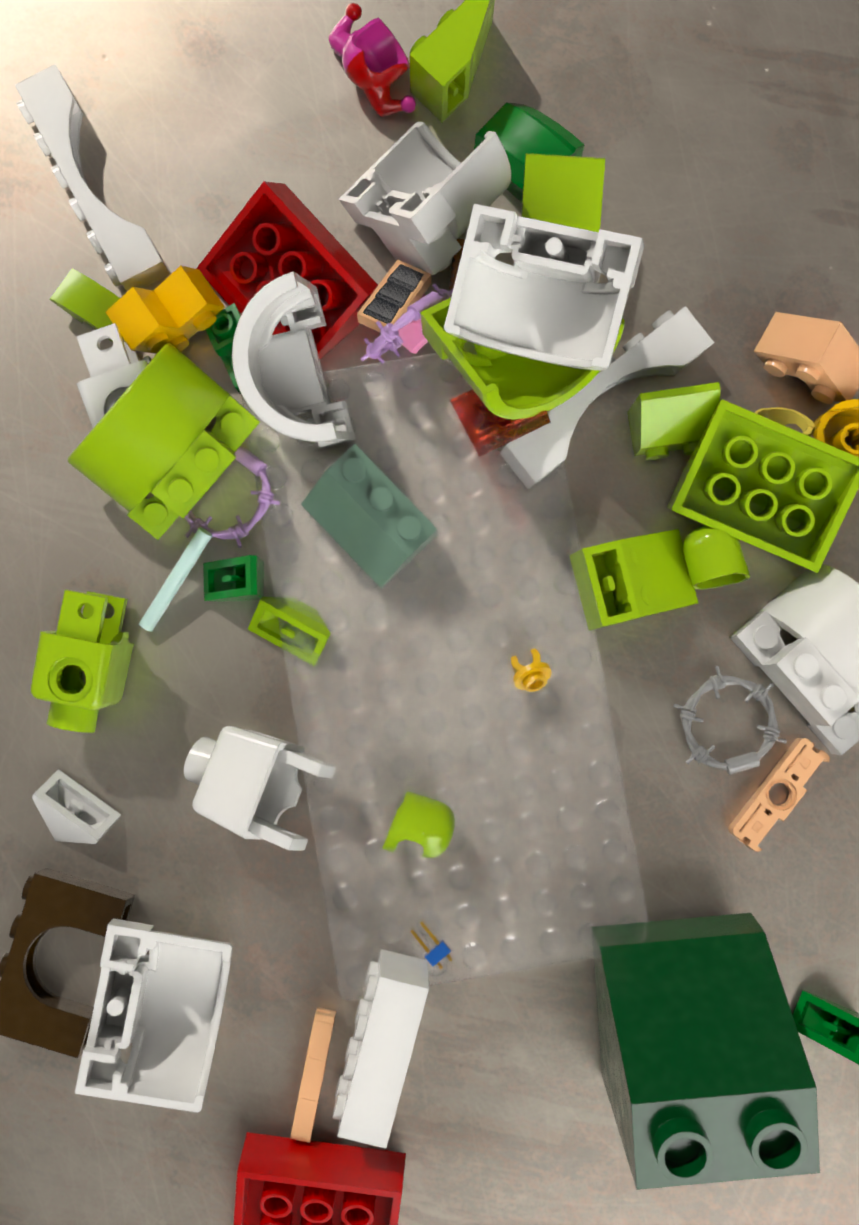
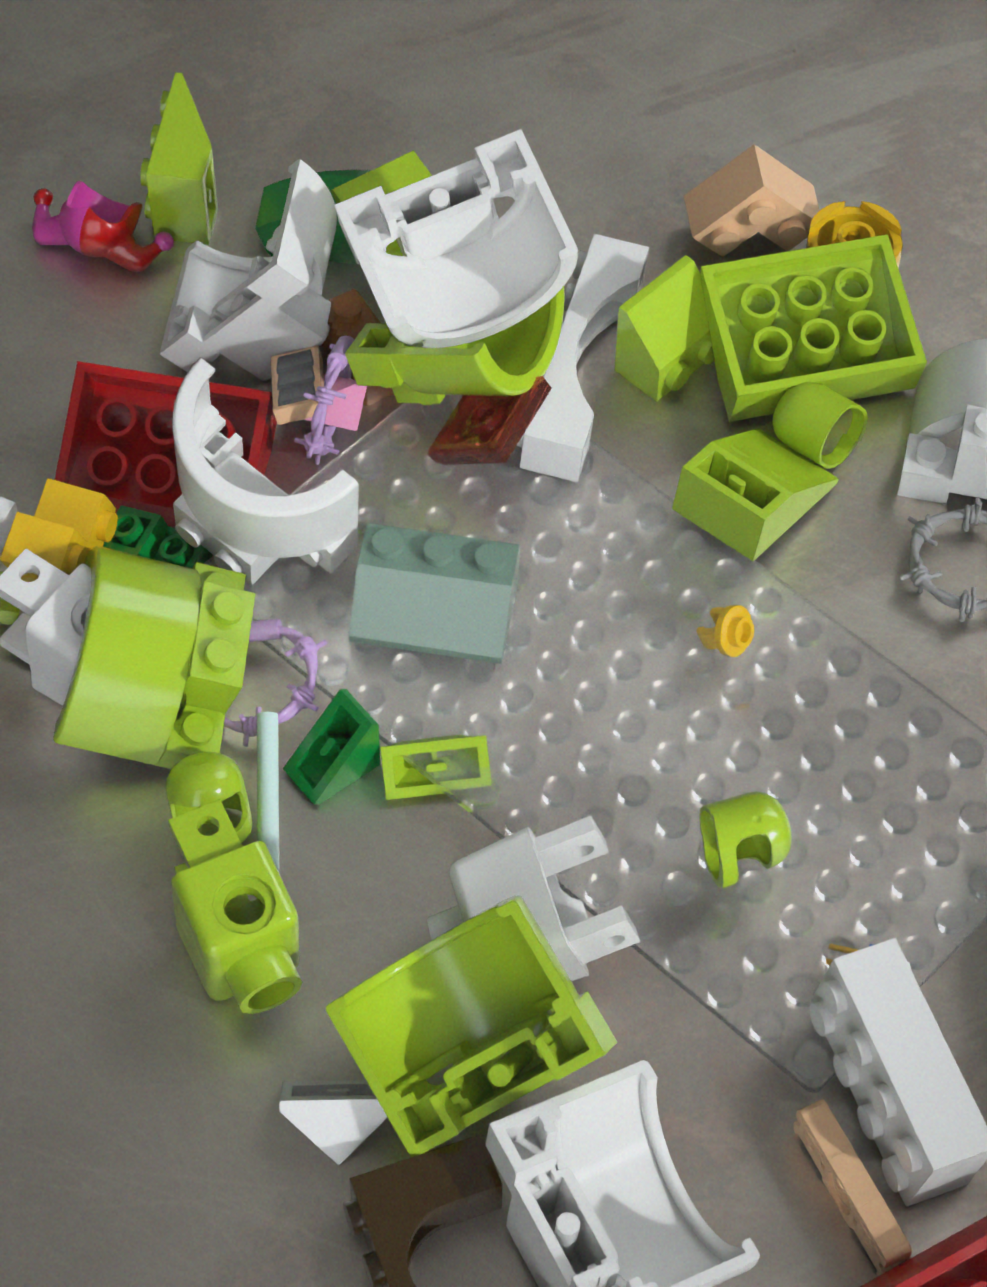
camera: 35 degrees left, 30 degrees down
(130, 558) = (205, 779): none -> lime helmet
(176, 865) = (472, 998): none -> lime piece

